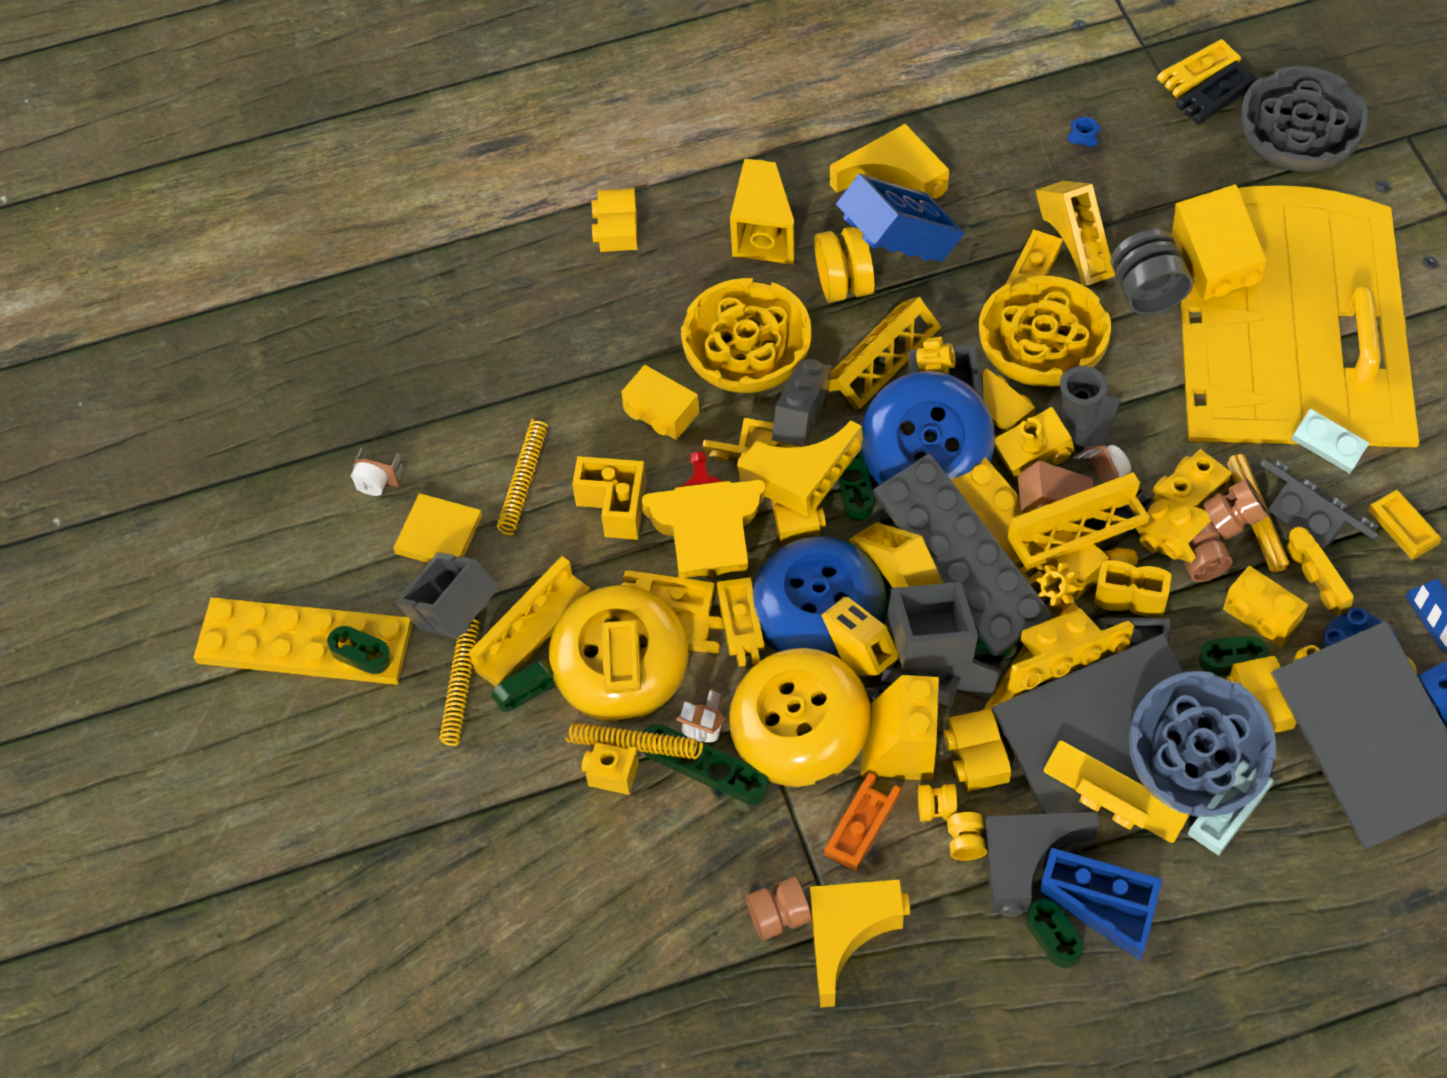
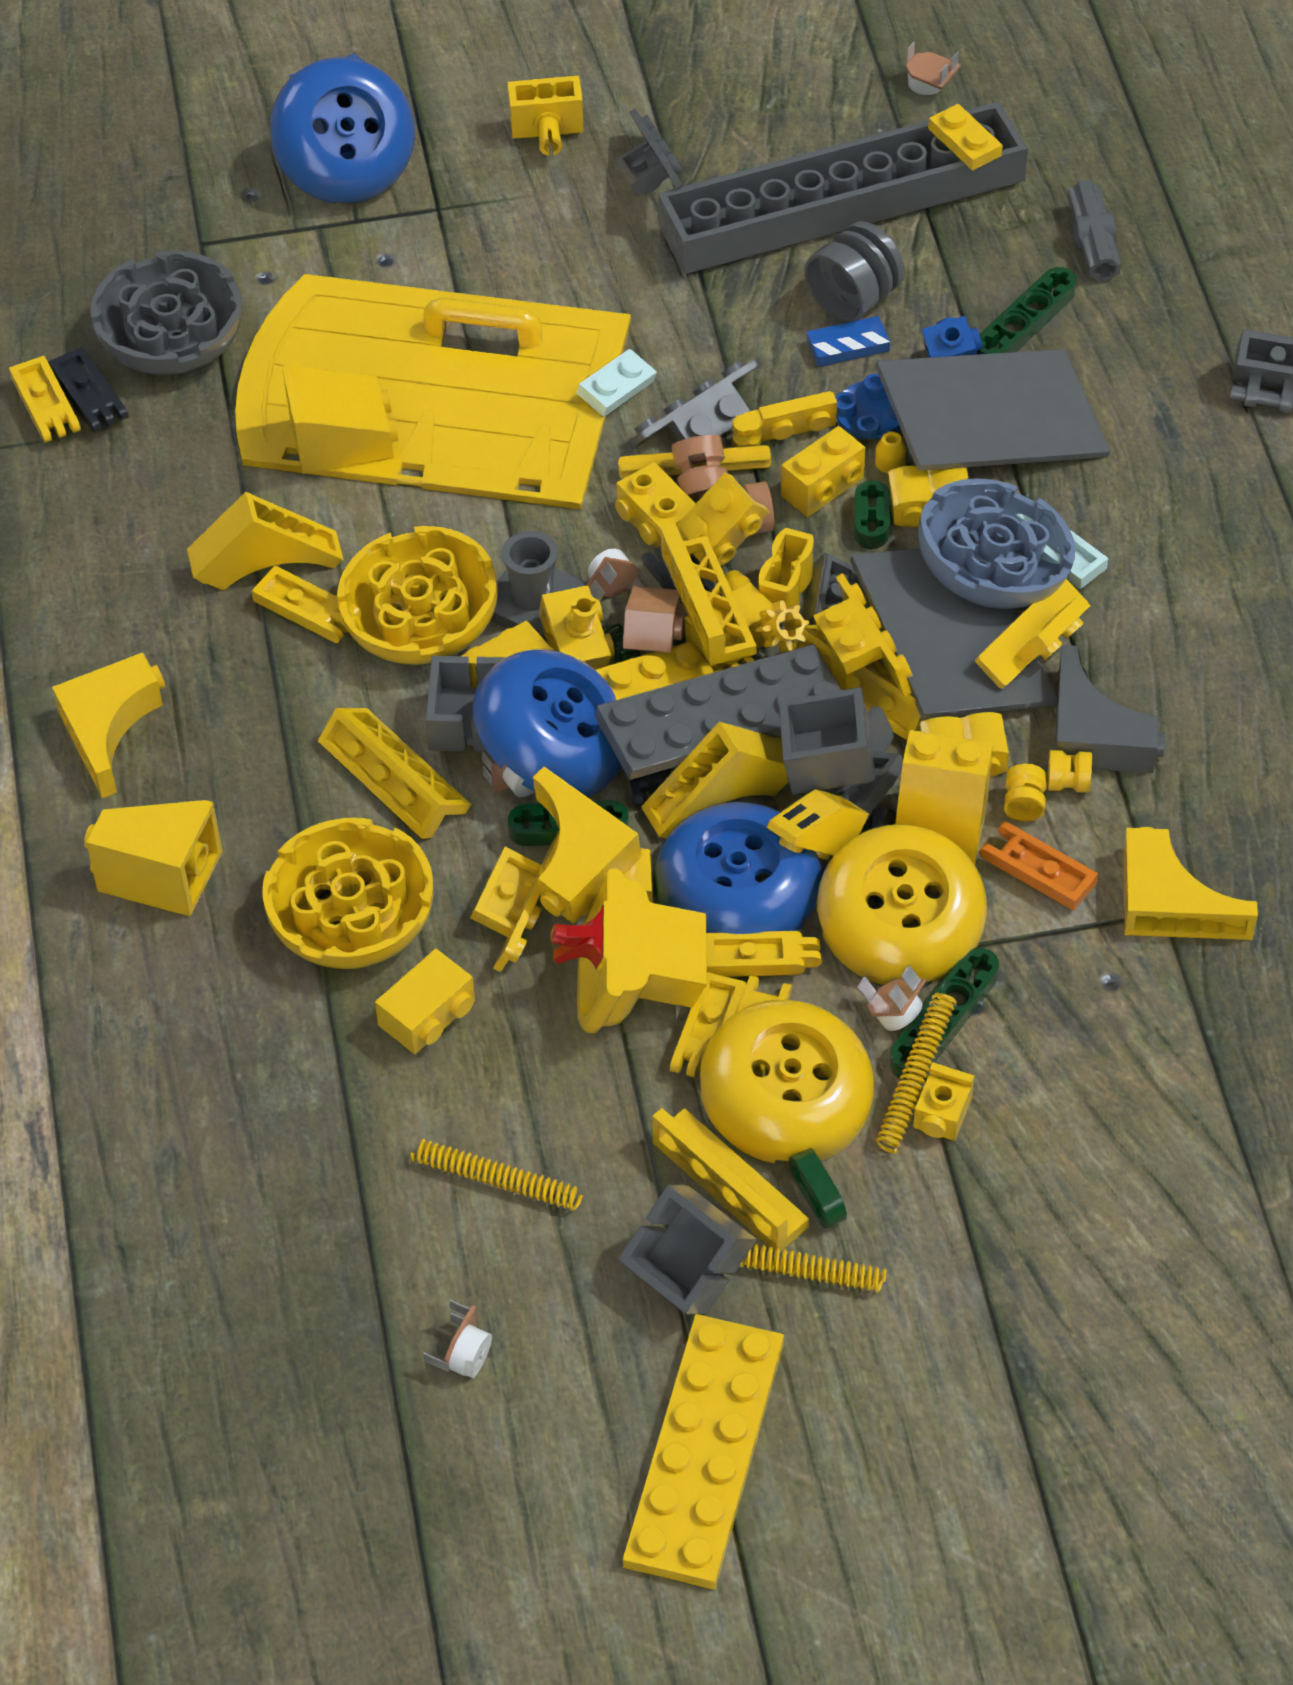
camera: 85 degrees left, 5 degrees down
(356, 656) = (739, 1357): dark green beam -> none
(437, 527) = (563, 1280): yellow tile -> none
(614, 487) = (557, 1053): yellow brick -> none
(616, 220) = (103, 1030): yellow brick -> none
(621, 656) = (820, 1051): yellow tile -> none
(778, 908) = (1144, 951): nougat wheel -> none
(801, 402) = (476, 840): dark grey brick -> none
(844, 264) = (265, 775): yellow wheel -> none
(899, 219) = (233, 693): blue brick -> none
(936, 356) = (451, 688): yellow gear -> none
(1048, 938) = (1186, 718): dark green beam -> none
(1084, 132) = (105, 524): blue plate -> none
(1104, 897) = (1164, 655): blue wedge -> none
(1151, 271) = (357, 484): dark grey wheel -> none
(1404, 524) = (729, 346): yellow tile -> none

